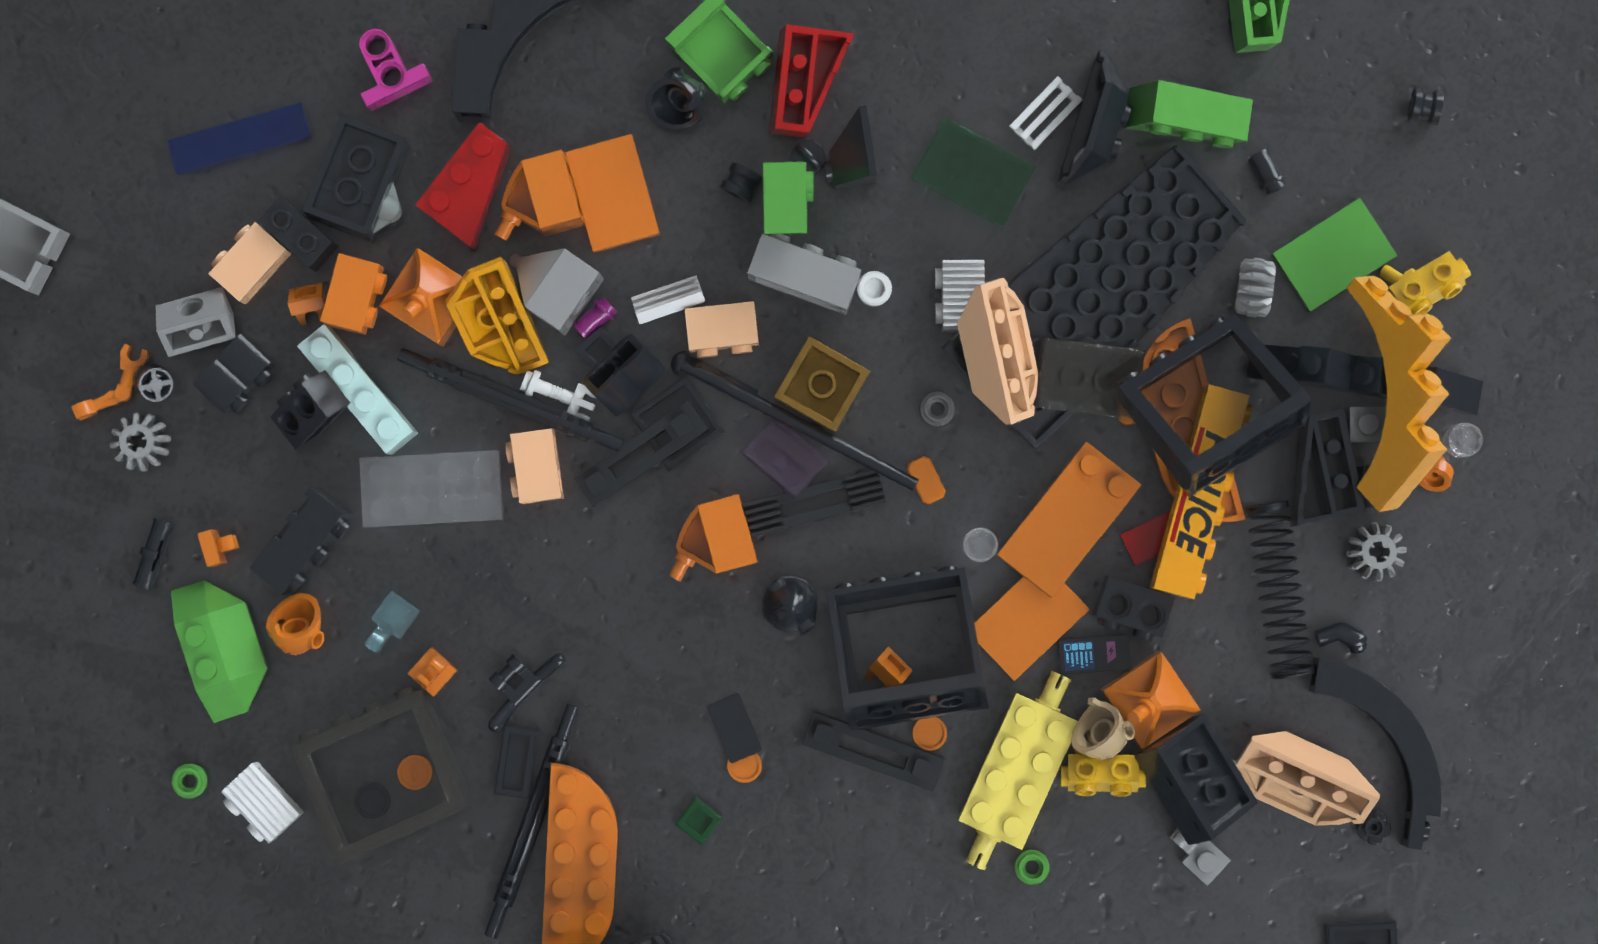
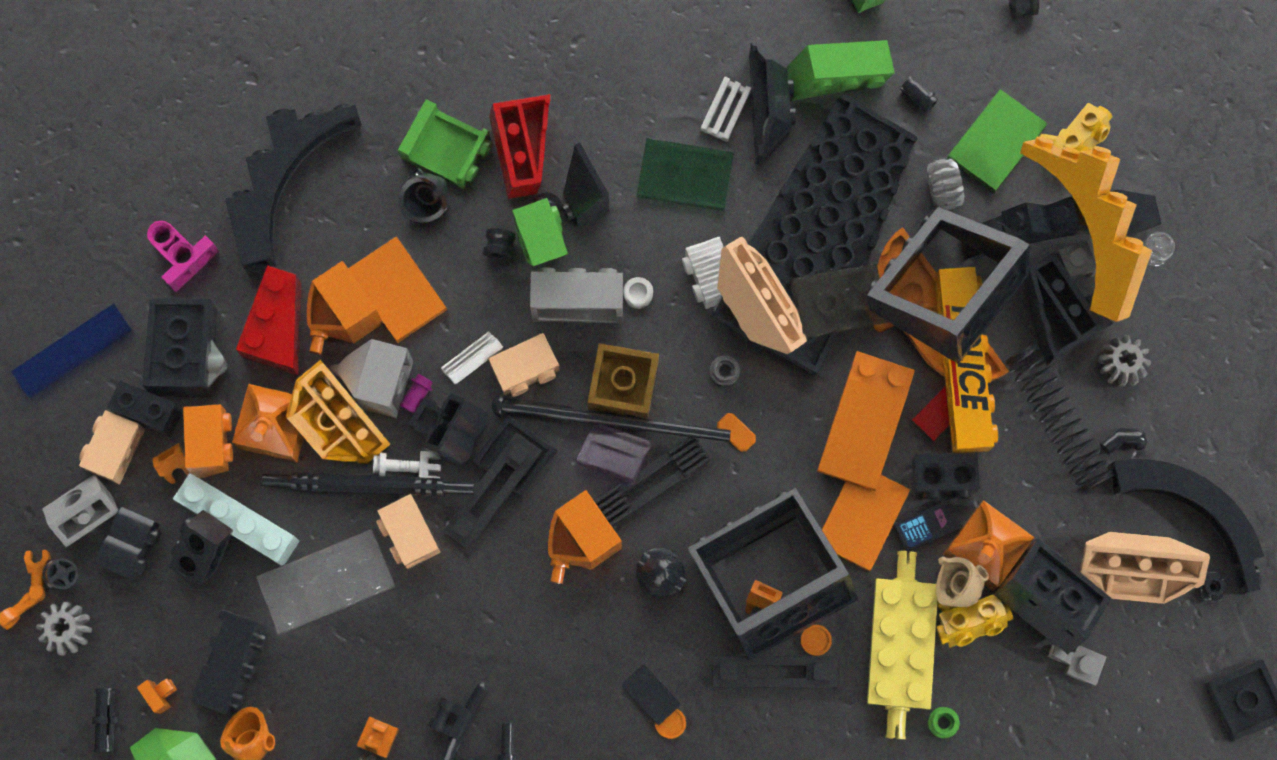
camera: 25 degrees left, 10 degrees down
(394, 618) = (328, 703): clear light blue plate -> none
(985, 541) = (801, 462): clear wheel -> none
(1439, 477) = (1150, 285): orange tile -> none

